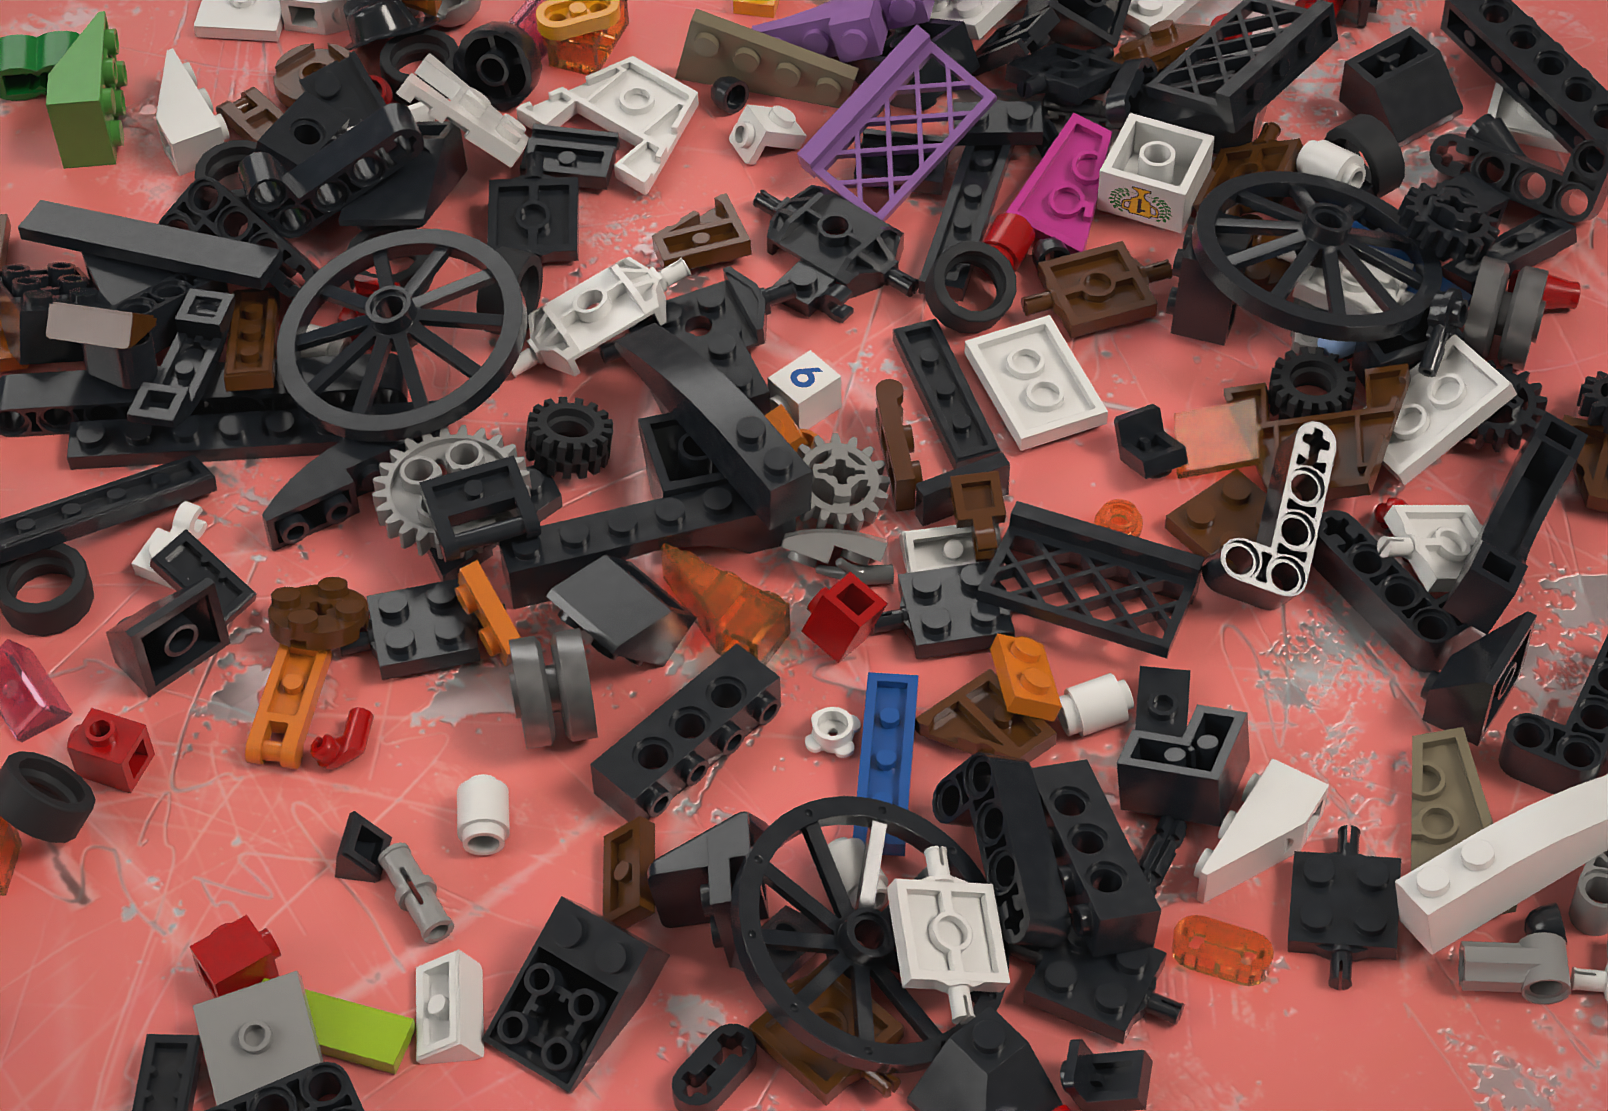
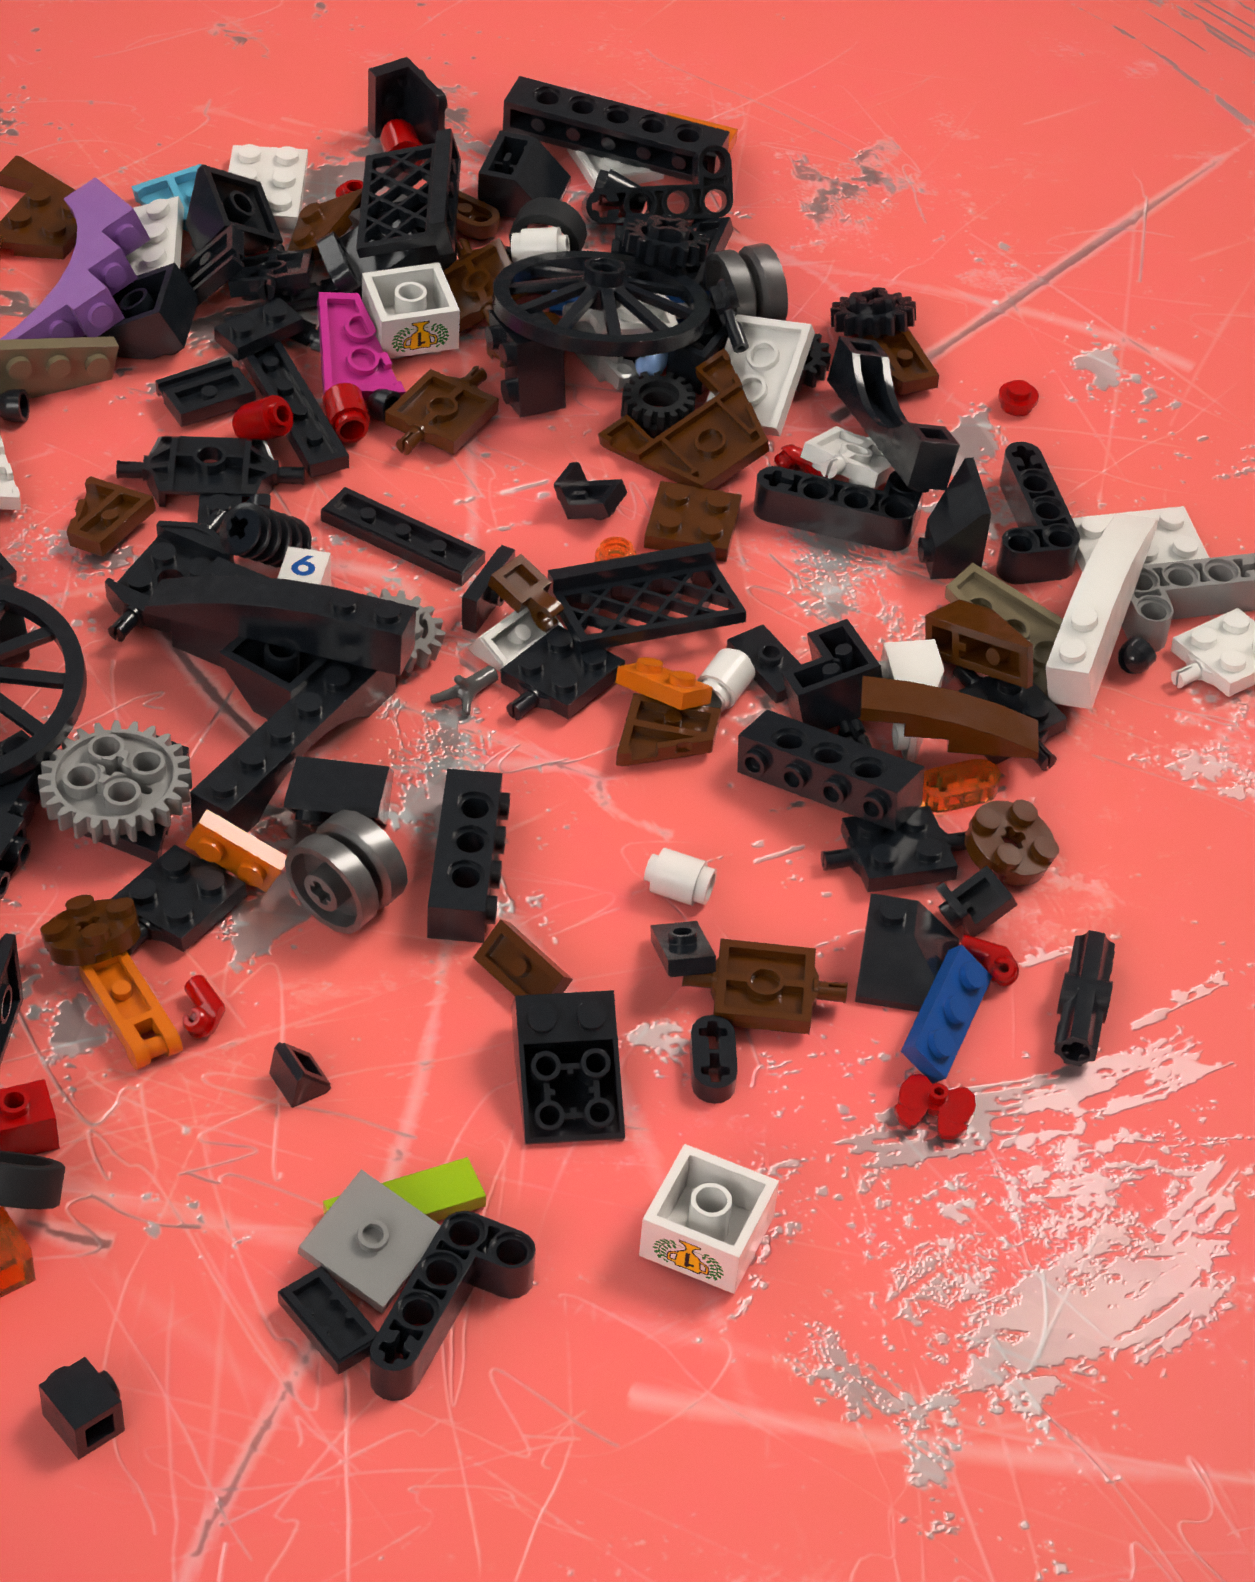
camera: 45 degrees left, 5 degrees down
(235, 957) = (290, 1201): red brick -> none
(430, 915) = (375, 1074): light grey pin -> none
(449, 1009) = (481, 1138): white slope -> none
(476, 495) = (160, 761): black plate -> none
(483, 814) = (371, 992): white brick -> none
(568, 437) = (158, 701): black tyre -> none
(625, 296) = (112, 580): white plate -> none
(698, 878) = (606, 930): black piece -> none
(726, 606) = (413, 752): clear orange slope -> none
(765, 127) = (71, 418): white bracket -> none
(801, 327) = (262, 534): none -> black piece
(818, 544) = (434, 674): light grey slope -> none
(833, 721) = (562, 796): white plate -> none
(843, 616) = (500, 712): red brick -> none
(843, 930) = (740, 907): black wheel -> none
(870, 100) = (160, 352): medium lavender fence -> none
(888, 746) = (622, 793): blue plate -> none
(897, 444) = (393, 572): reddish brown plate -> none
(905, 212) = (263, 419): none -> red brick
(948, 935) = (800, 865): white plate -> none
(981, 256) = (341, 466): black tyre -> none
(1014, 843) = (782, 796): black beam -> none
(1035, 382) = (463, 494): white plate -> none
(1181, 1056) = (1024, 827): none -> reddish brown plate
(1219, 437) = (632, 460): clear orange piece -> none
(1254, 874) = (940, 713): none -> reddish brown slope
(1281, 512) = (753, 513): black beam -> none
(1318, 99) = (476, 218): none -> reddish brown plate
(1371, 807) = (981, 642): none -> reddish brown slope
(1531, 966) = (1148, 685): light grey piece -> none

